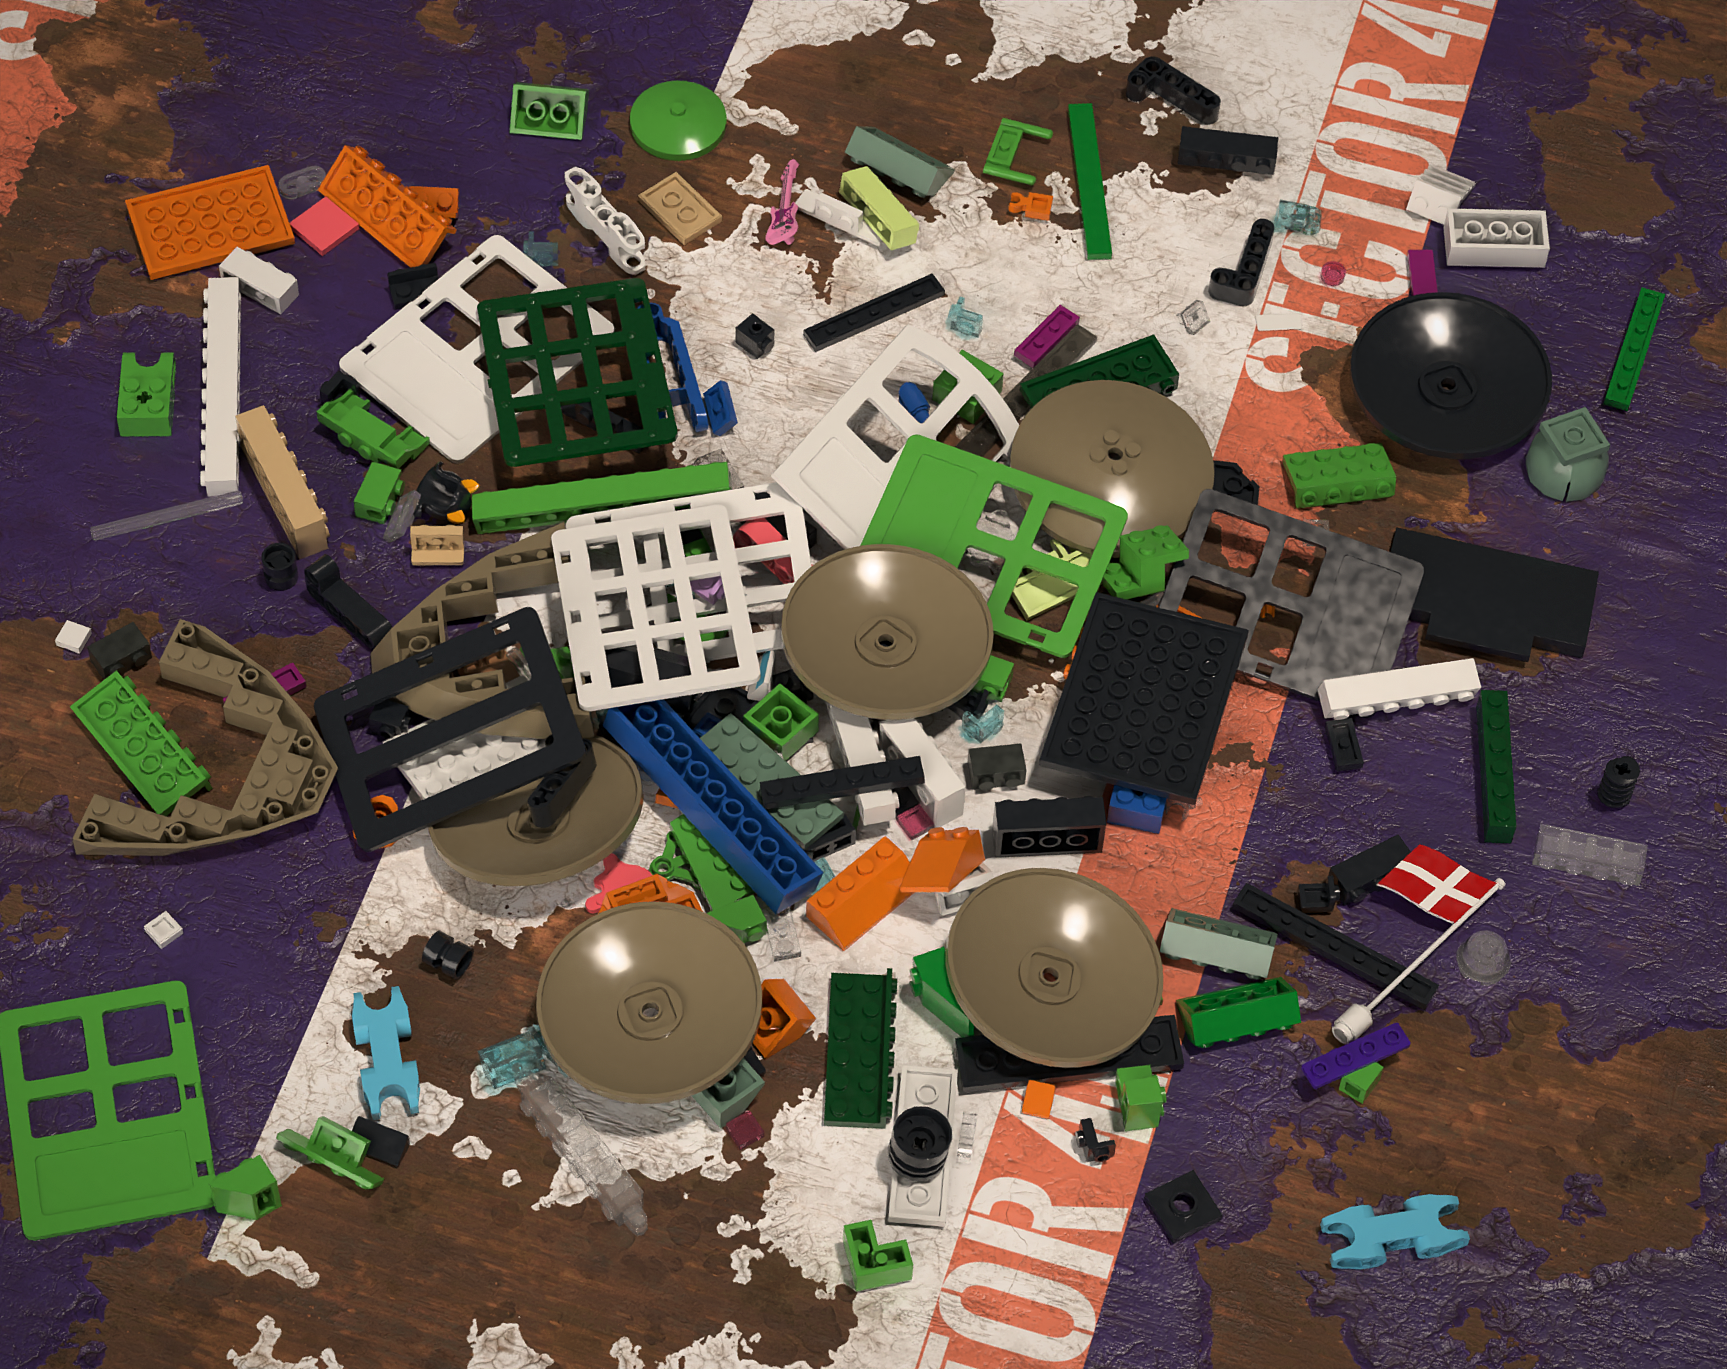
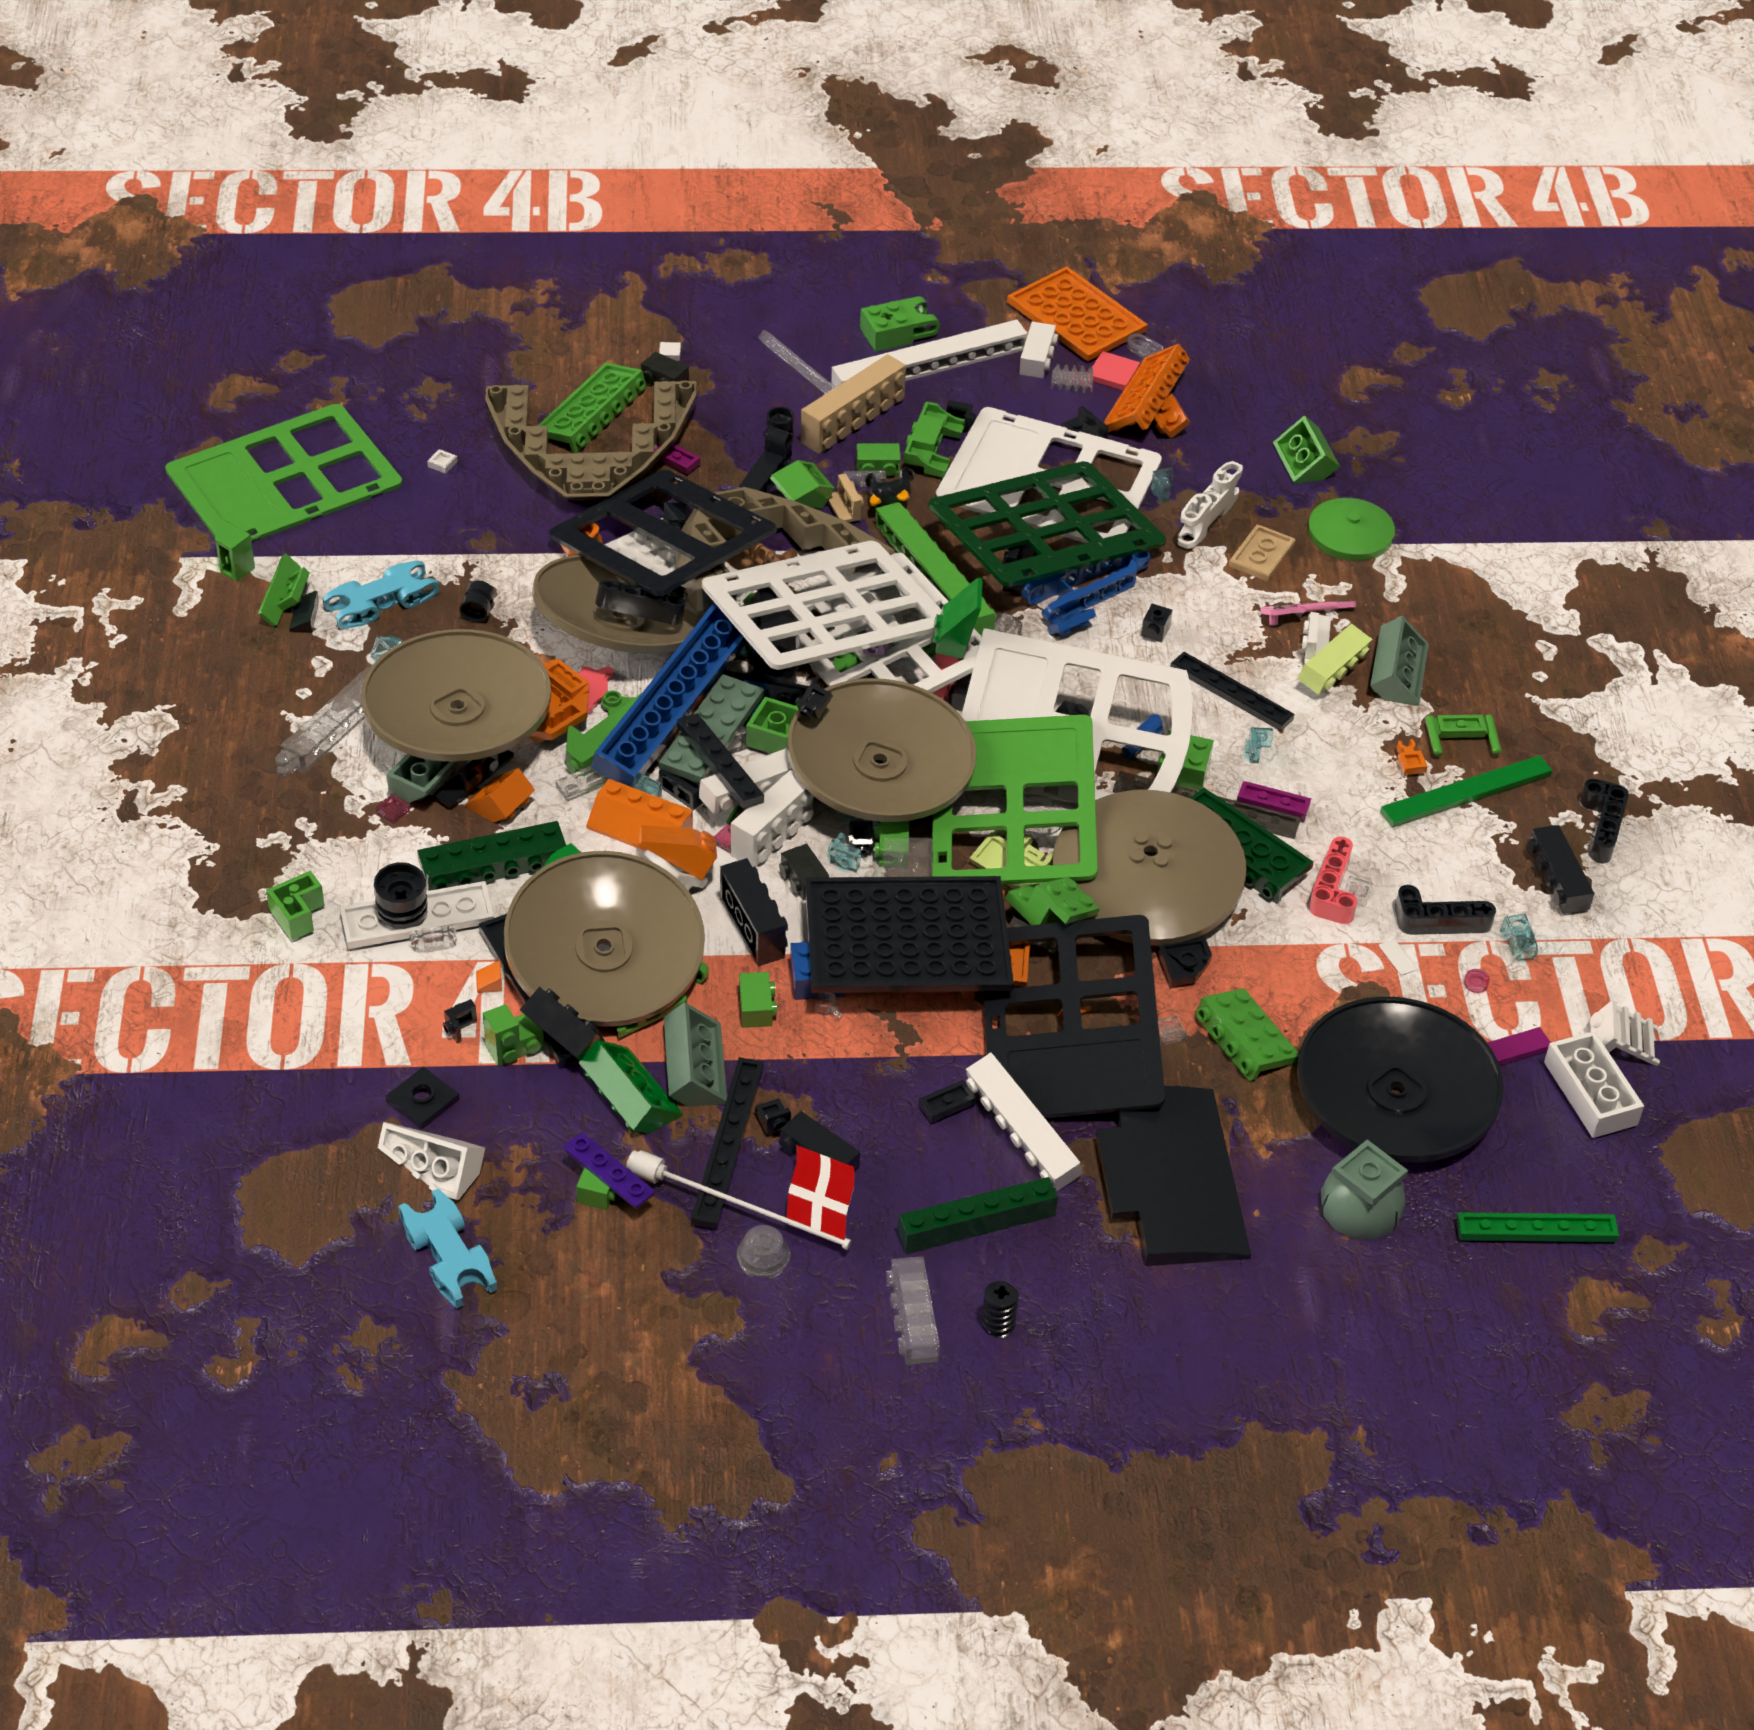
camera: 70 degrees right, 10 degrees down
(328, 265) = (1072, 378): none -> clear piece
(400, 575) = (803, 484): none -> bright green slope
(756, 487) = (958, 621): none -> green slope
(816, 663) = (813, 701): none -> black bracket
(1032, 668) = (907, 857): none -> clear brick
(1158, 864) = (756, 999): none -> bright green brick
(1158, 1040) = (560, 1022): none -> black brick
(1173, 334) = (1326, 898): none -> coral beam
(1279, 1209) = (433, 1158): none -> white wedge

